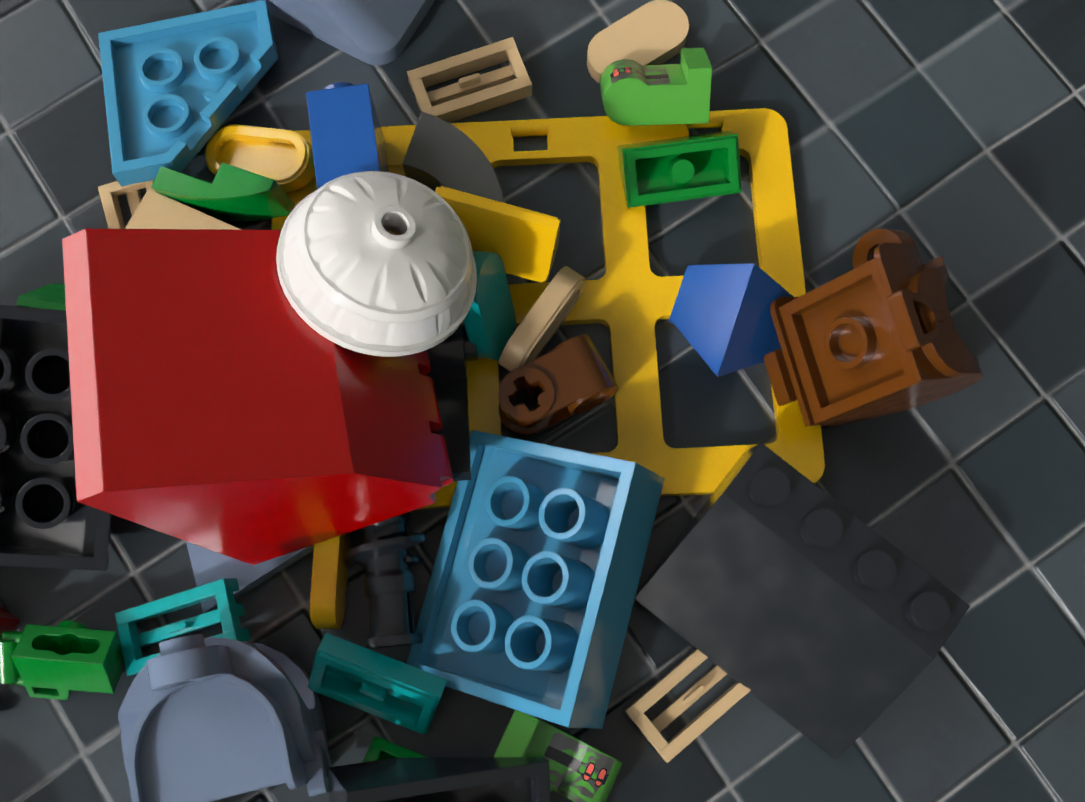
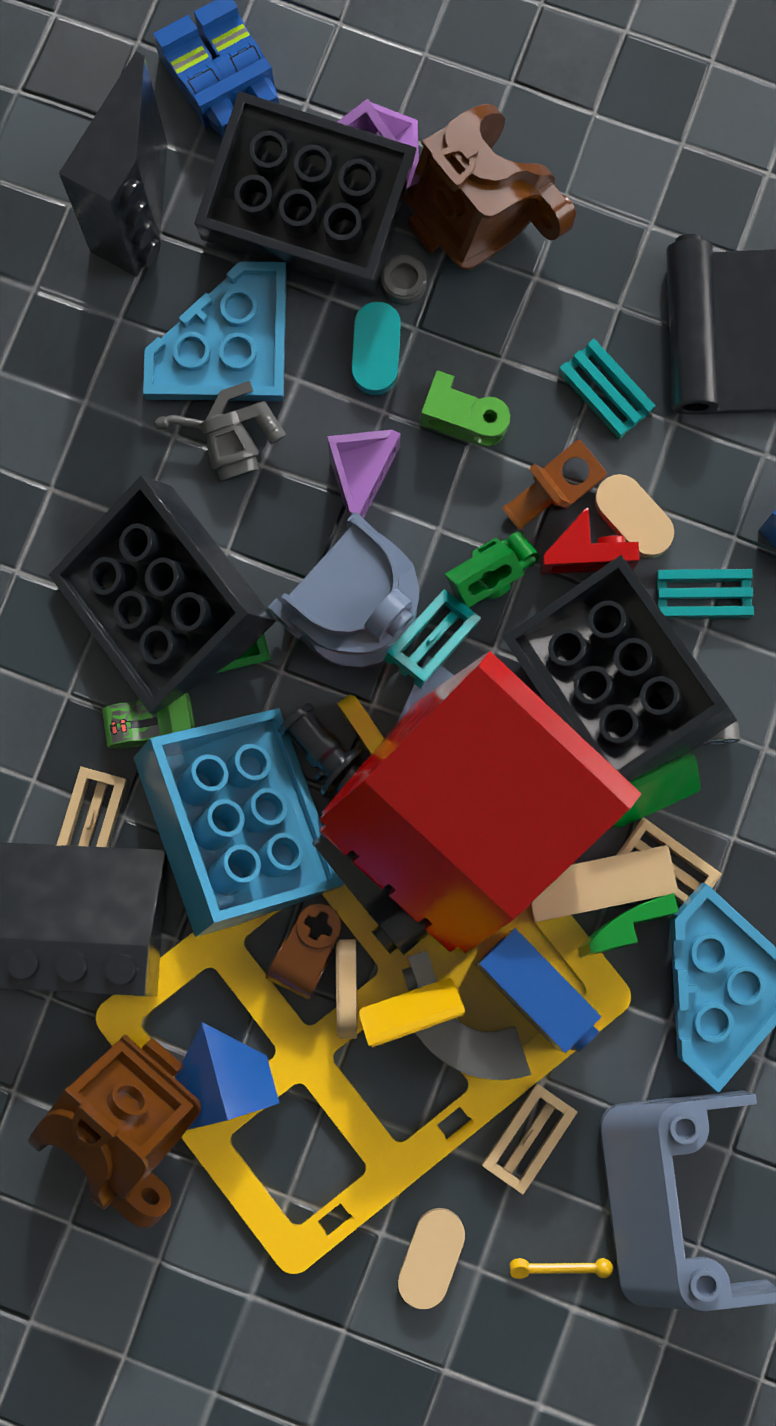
camera: 145 degrees right, 5 degrees up
(263, 151) = (627, 973): yellow tile -> none
(373, 286) = (464, 900): white hat -> none
(376, 683) = (288, 688): teal tile -> none
(492, 313) = (387, 967): teal tile -> none
(658, 92) = (387, 1221): bright green leg -> none
(680, 168) = (333, 1175): green slope -> none

